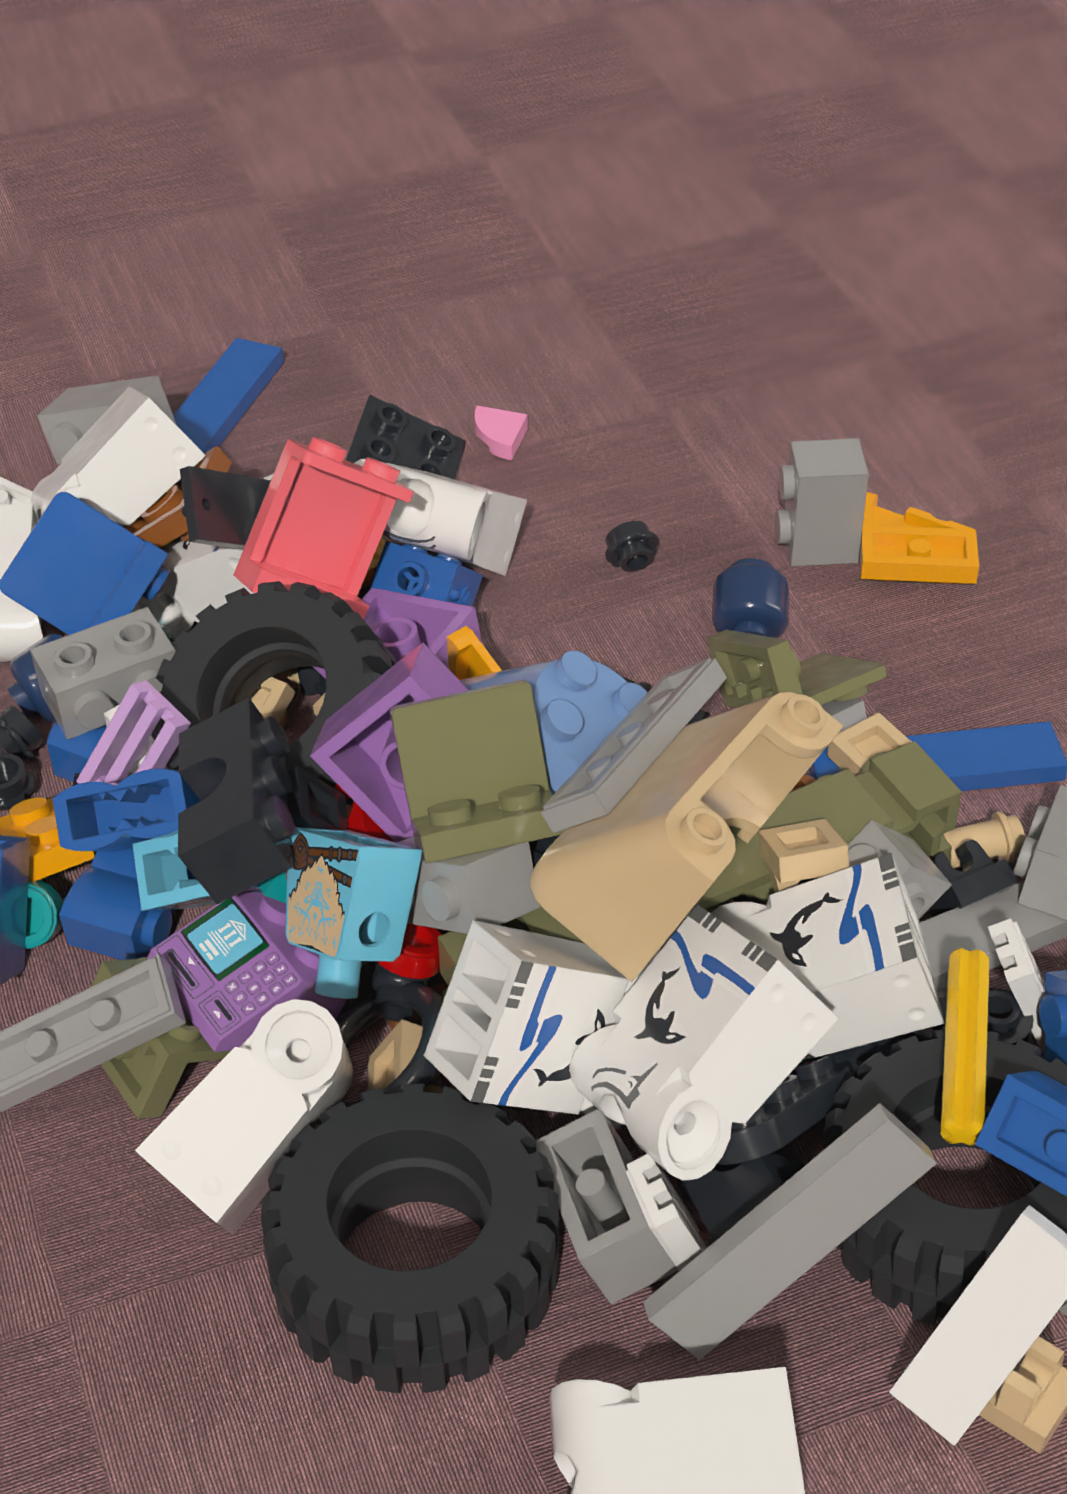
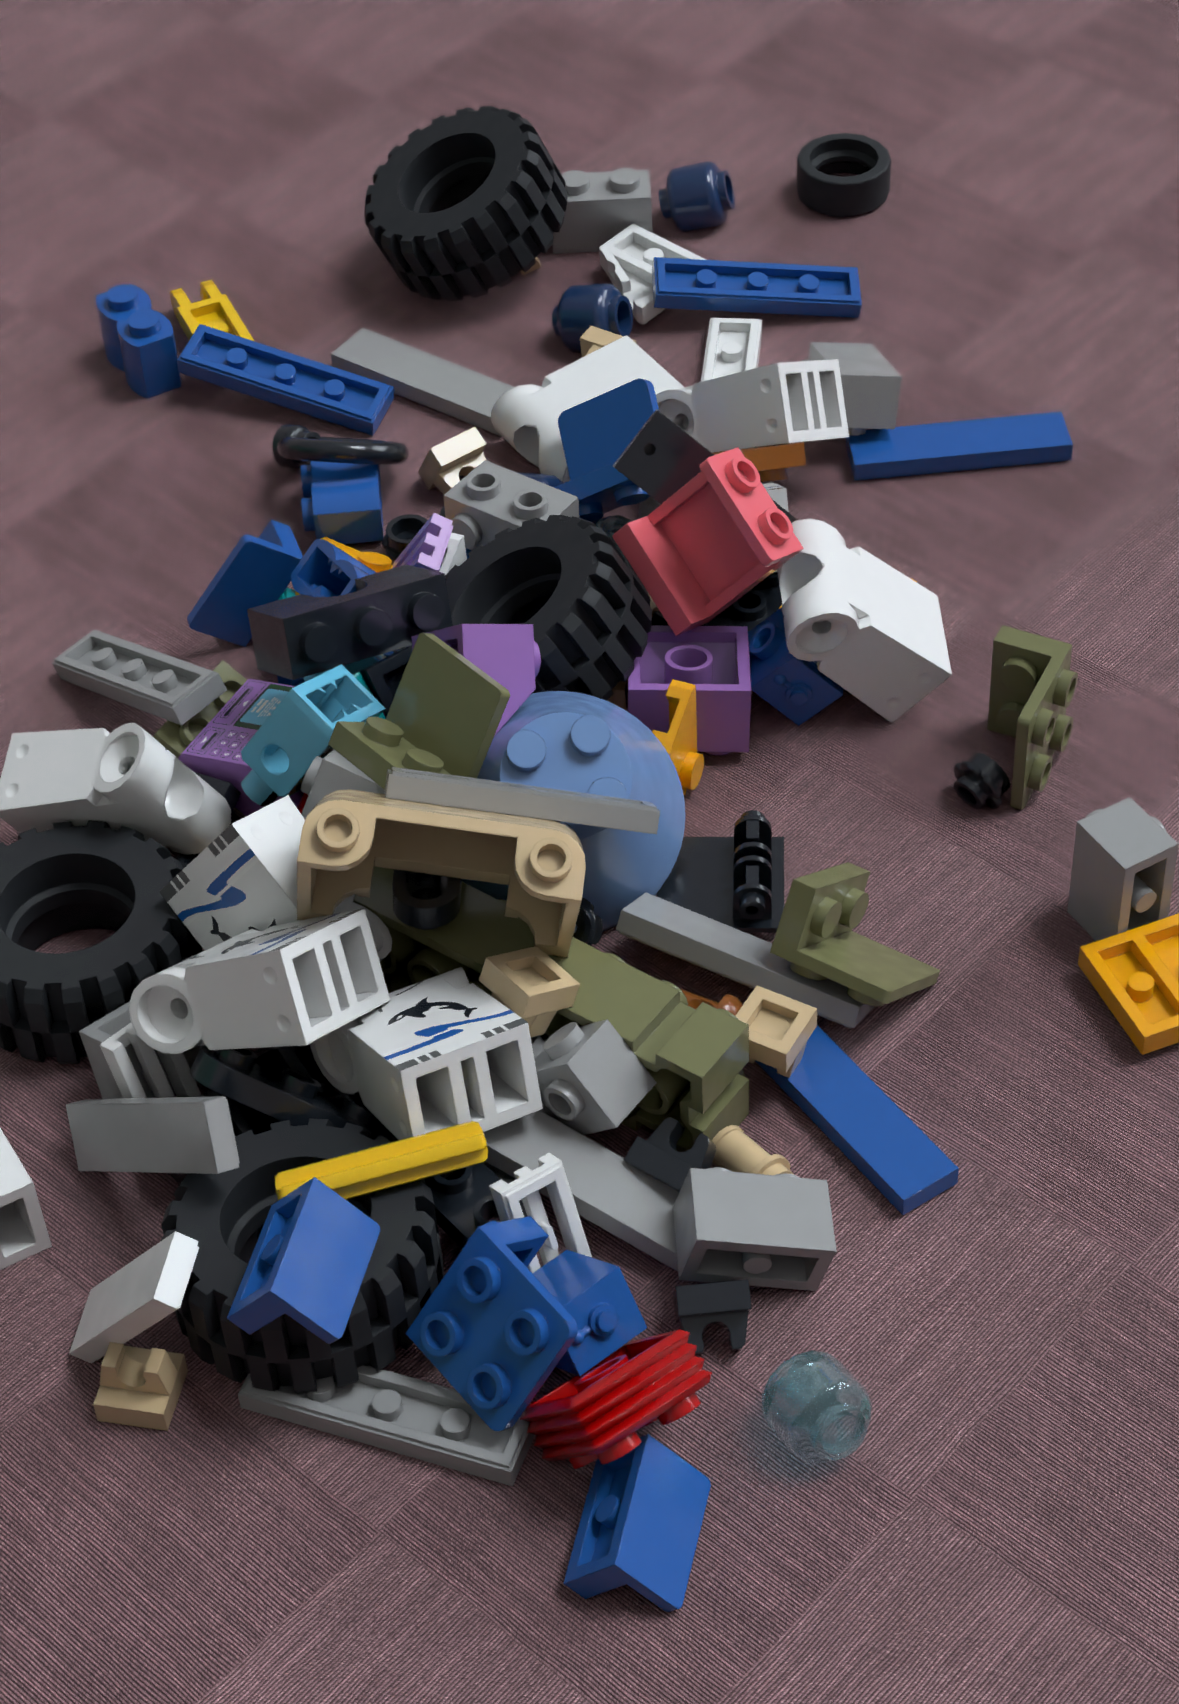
camera: 65 degrees right, 0 degrees up
(404, 440) = (985, 581): black hinge -> none
(500, 430) = (1088, 631): bright pink tile -> none
(601, 464) = (1029, 702): none -> olive bracket
(751, 599) = (953, 889): dark blue head -> none

